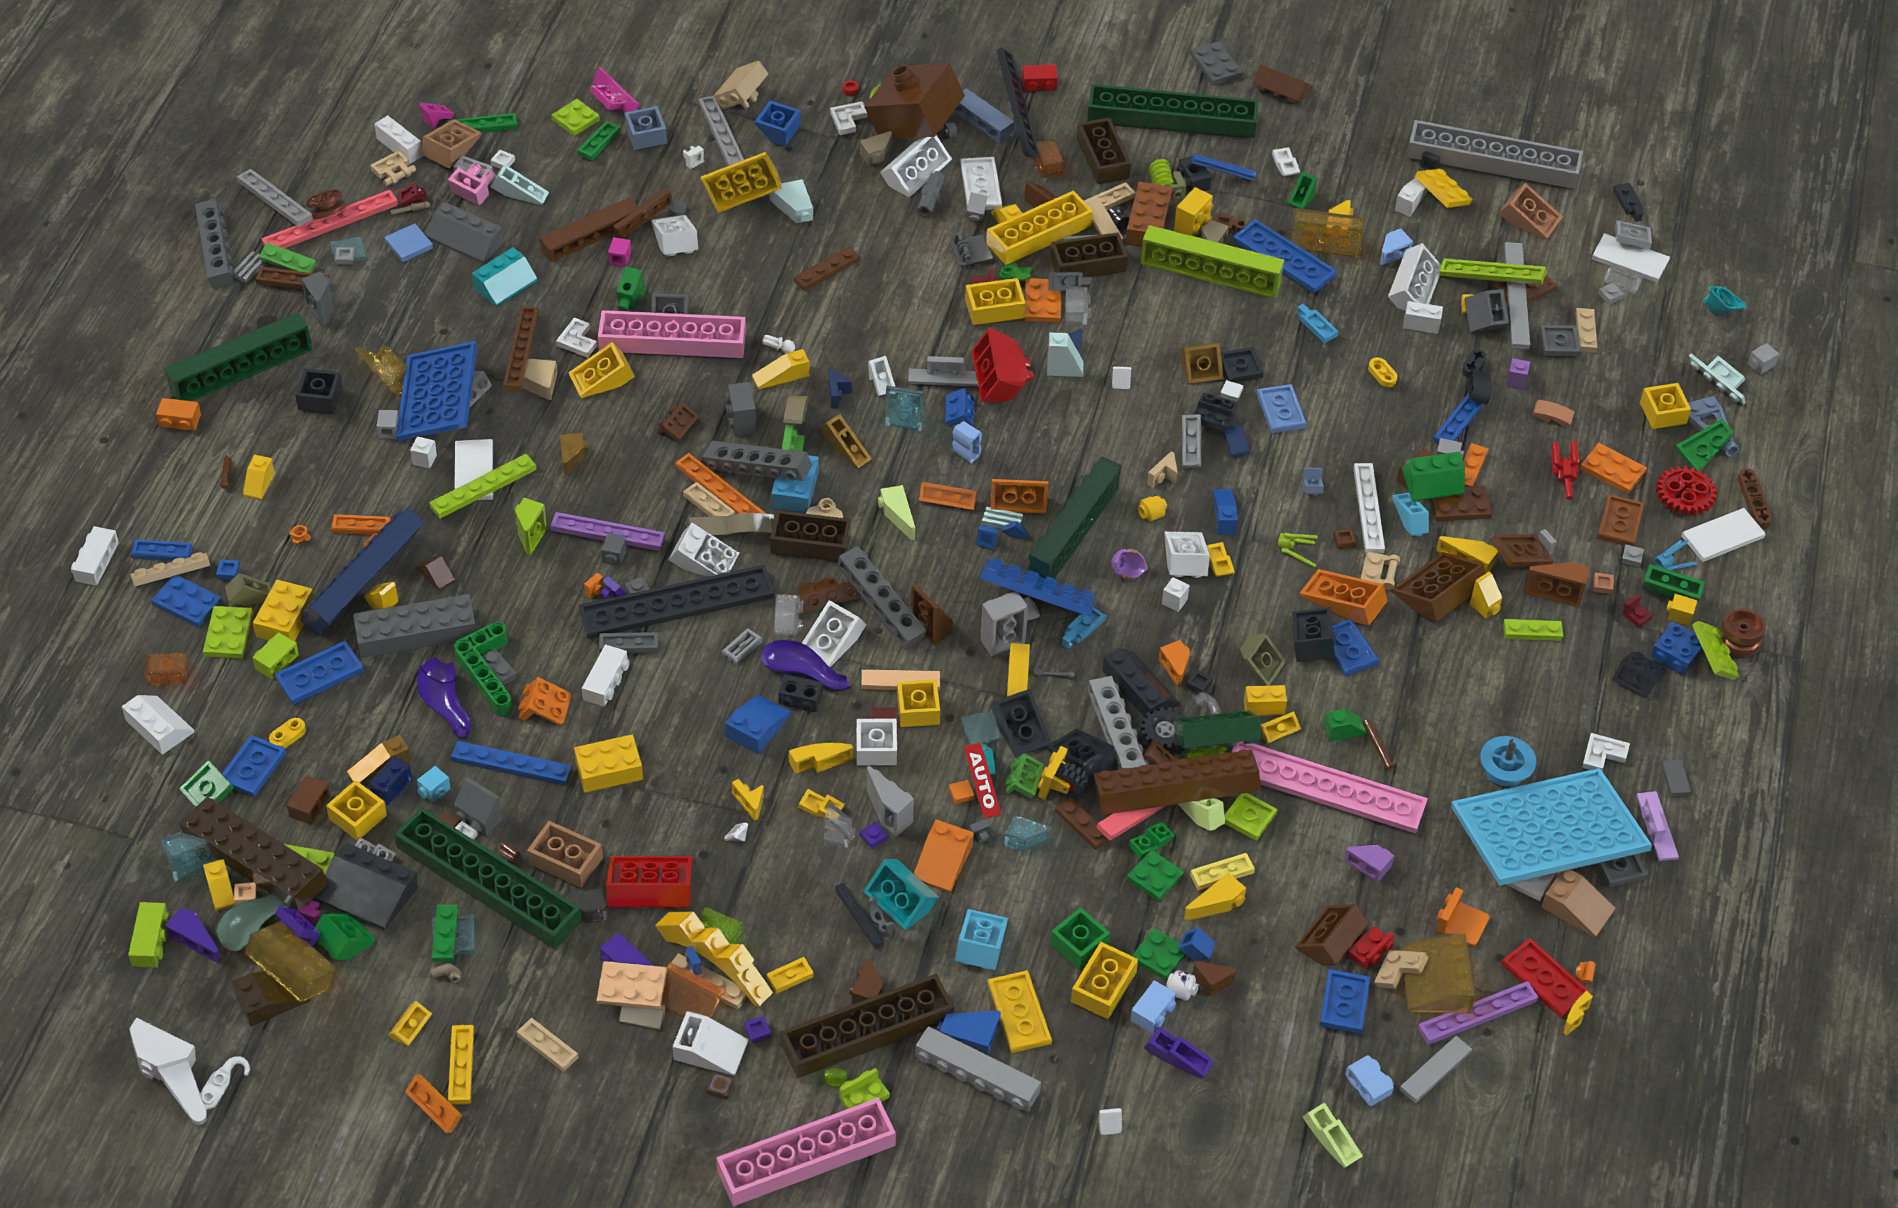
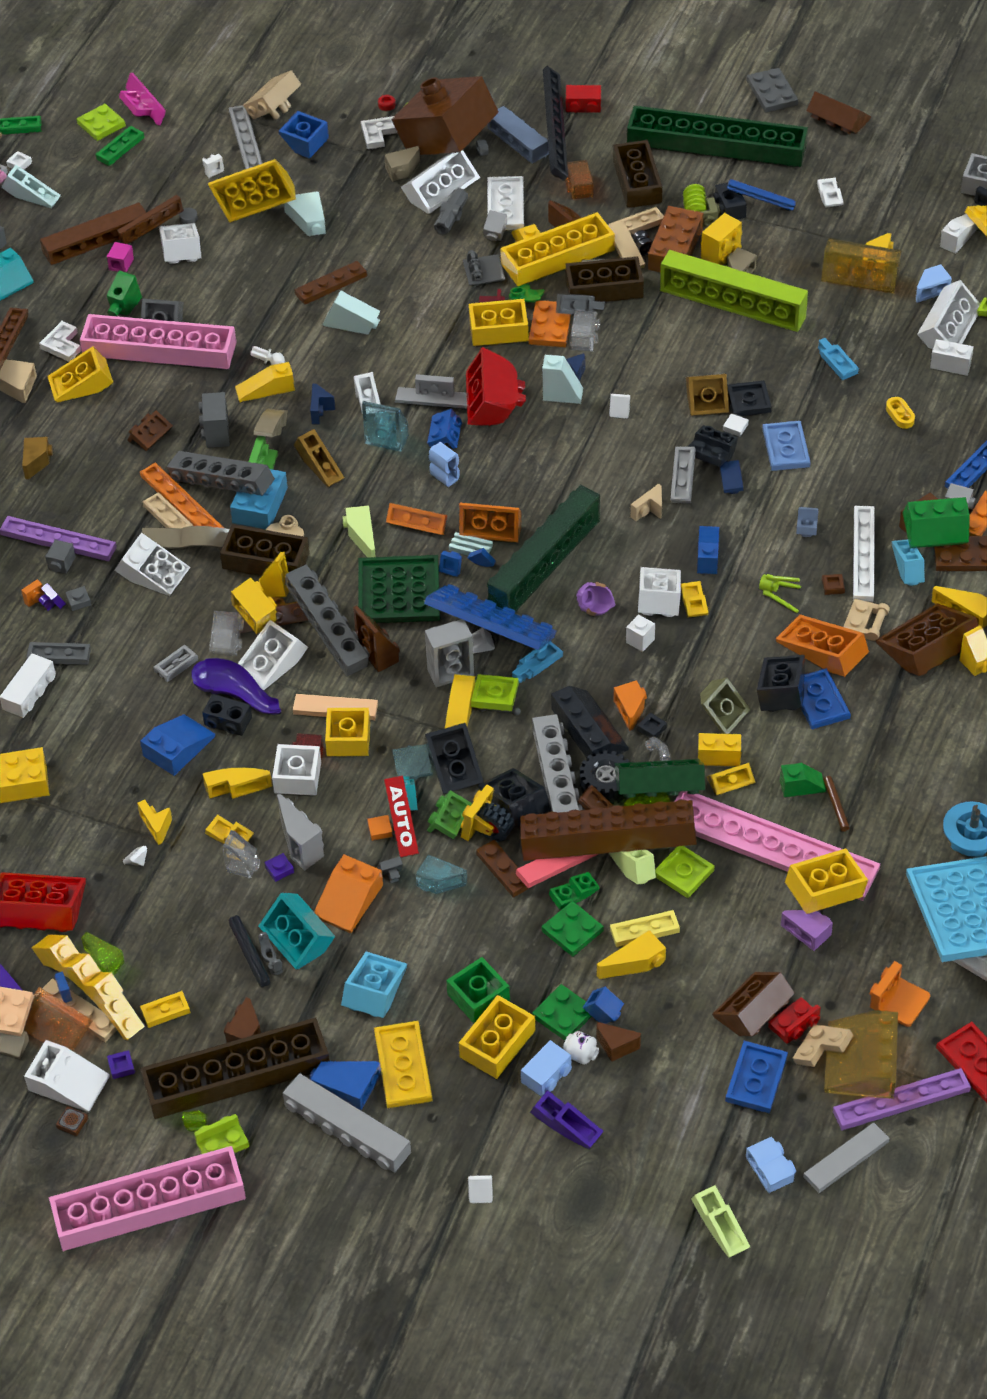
camera: 10 degrees right, 0 degrees up
(645, 128) = (168, 134): sand blue brick -> none
(676, 601) = (115, 613): black plate -> none
(813, 587) = (253, 604): none -> yellow brick
(825, 560) = (274, 578): none -> yellow slope
(853, 300) = (351, 315): none -> light aqua slope
(942, 563) = (397, 588): none -> dark green plate
(1049, 658) = (494, 692): none -> lime plate
(1152, 508) = (631, 542): yellow head -> none
(1236, 225) = (762, 254): reddish brown plate -> none
(1298, 263) = (823, 294): blue plate -> none
(1304, 190) = (844, 222): green slope -> none
(1384, 817) = (826, 881): none -> yellow brick

